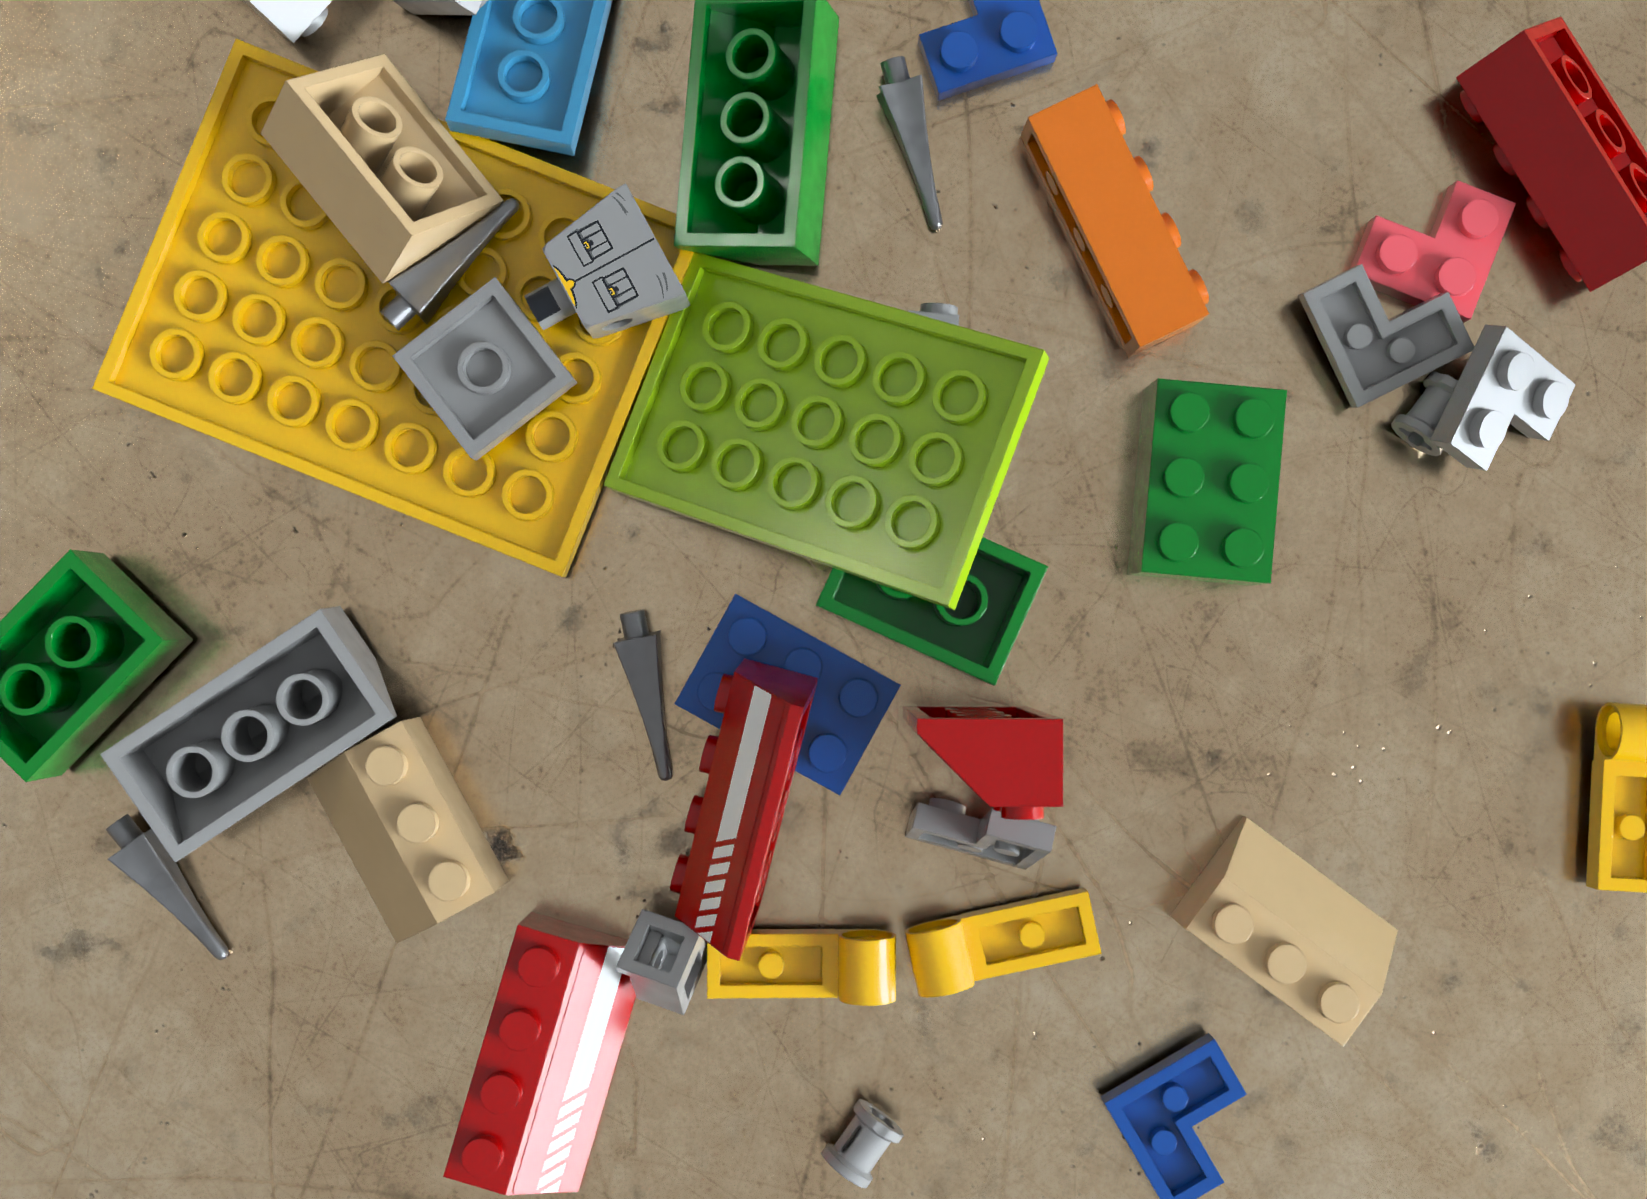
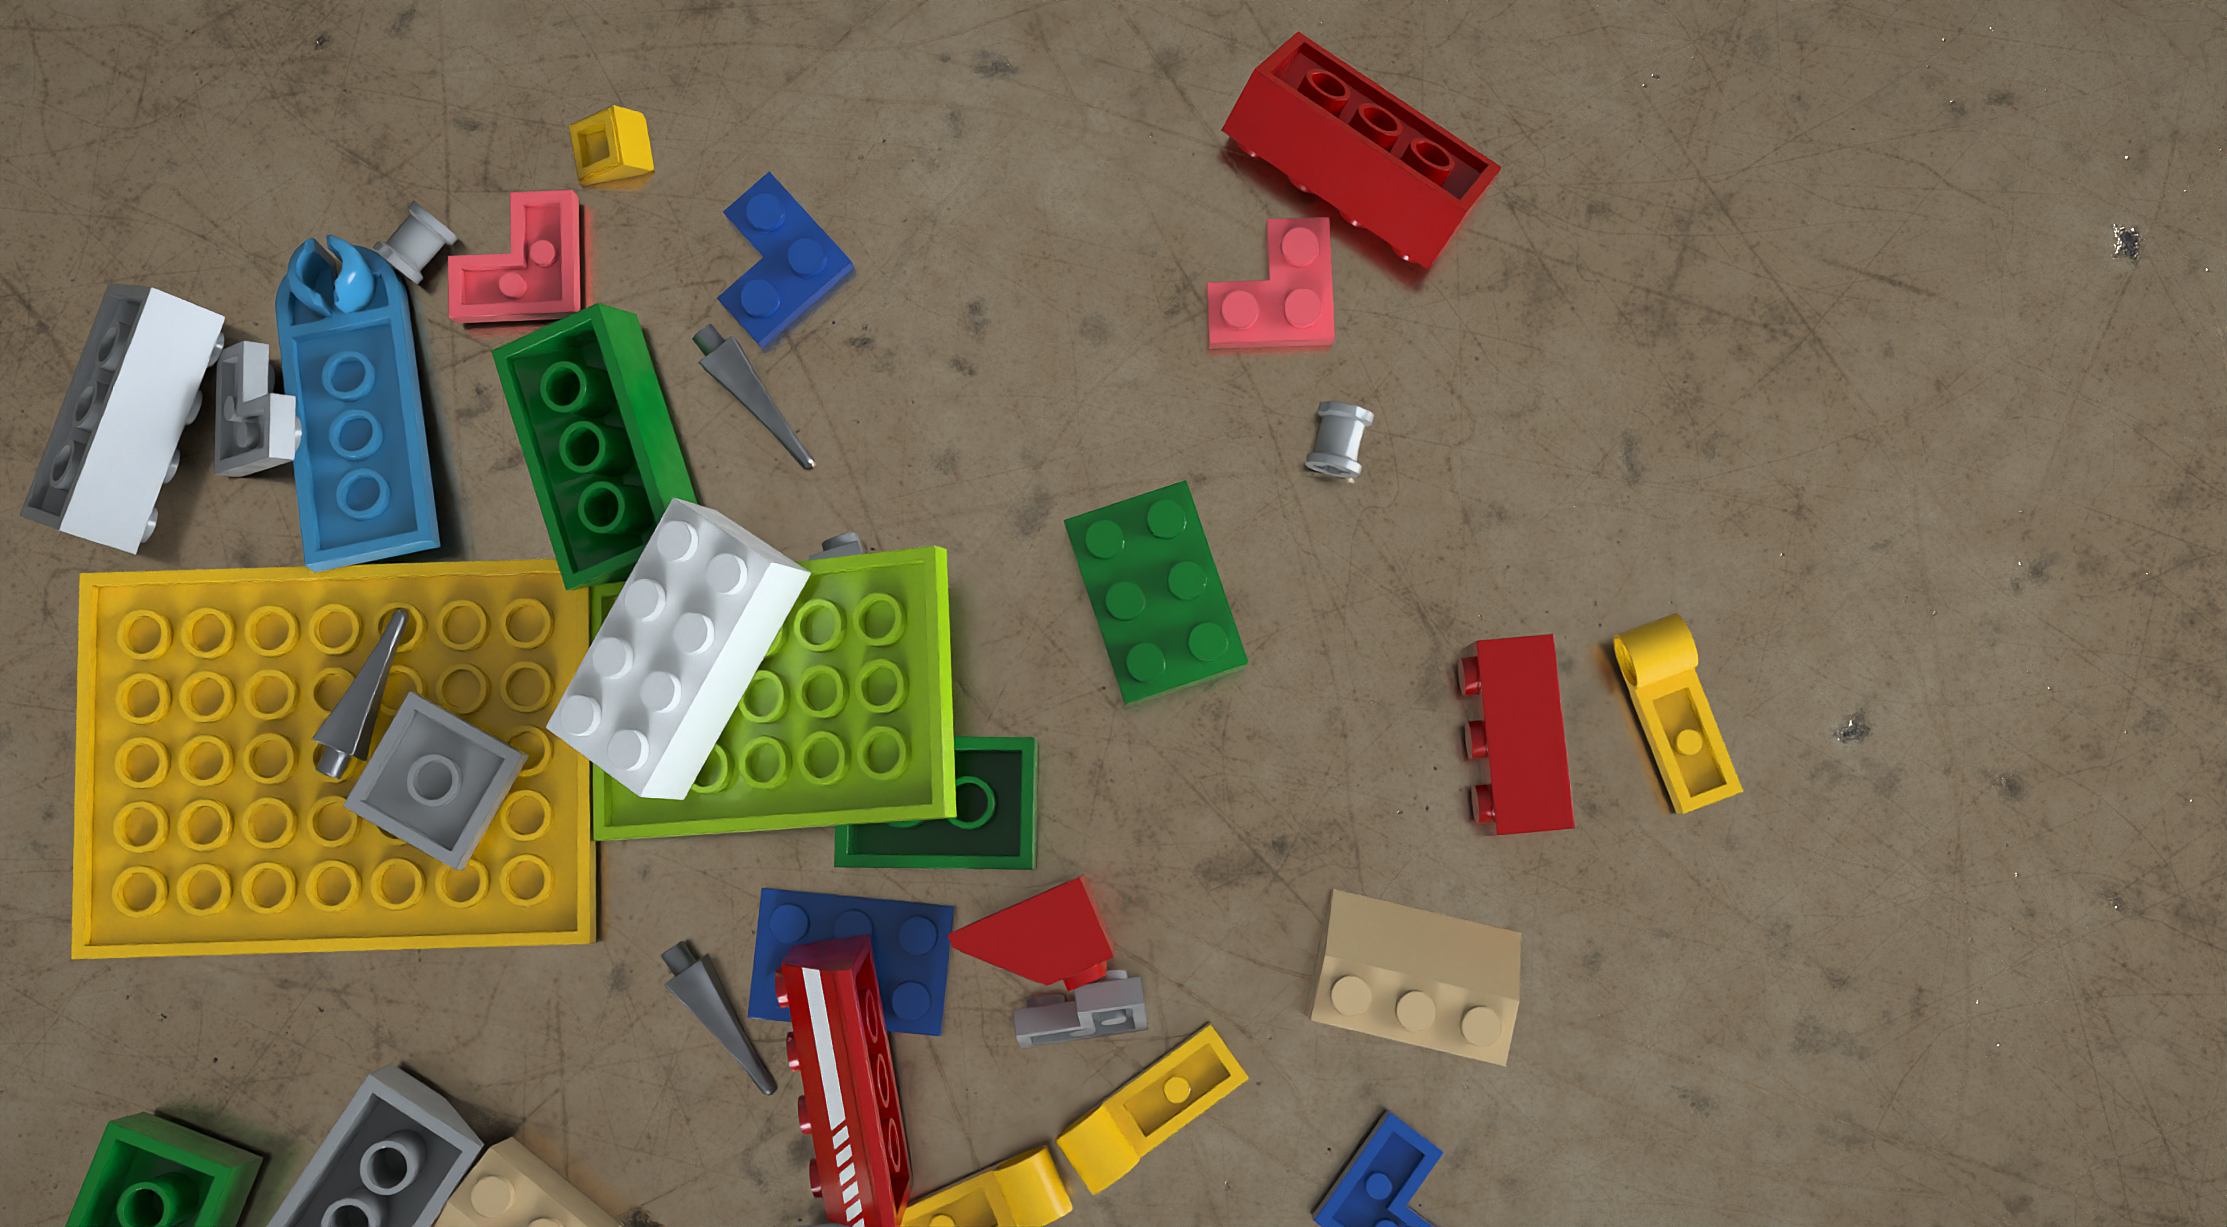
camera: 20 degrees left, 5 degrees down
(378, 163) = (259, 633): tan slope -> none
(608, 271) = (512, 640): light grey torso -> none
(758, 344) = (677, 651): none -> white brick
(1114, 220) = (969, 391): orange brick -> none
(1377, 352) = (1262, 407): light grey plate -> none
(1479, 753) = (1517, 735): none -> red brick
(1500, 387) = (1379, 392): plate -> none

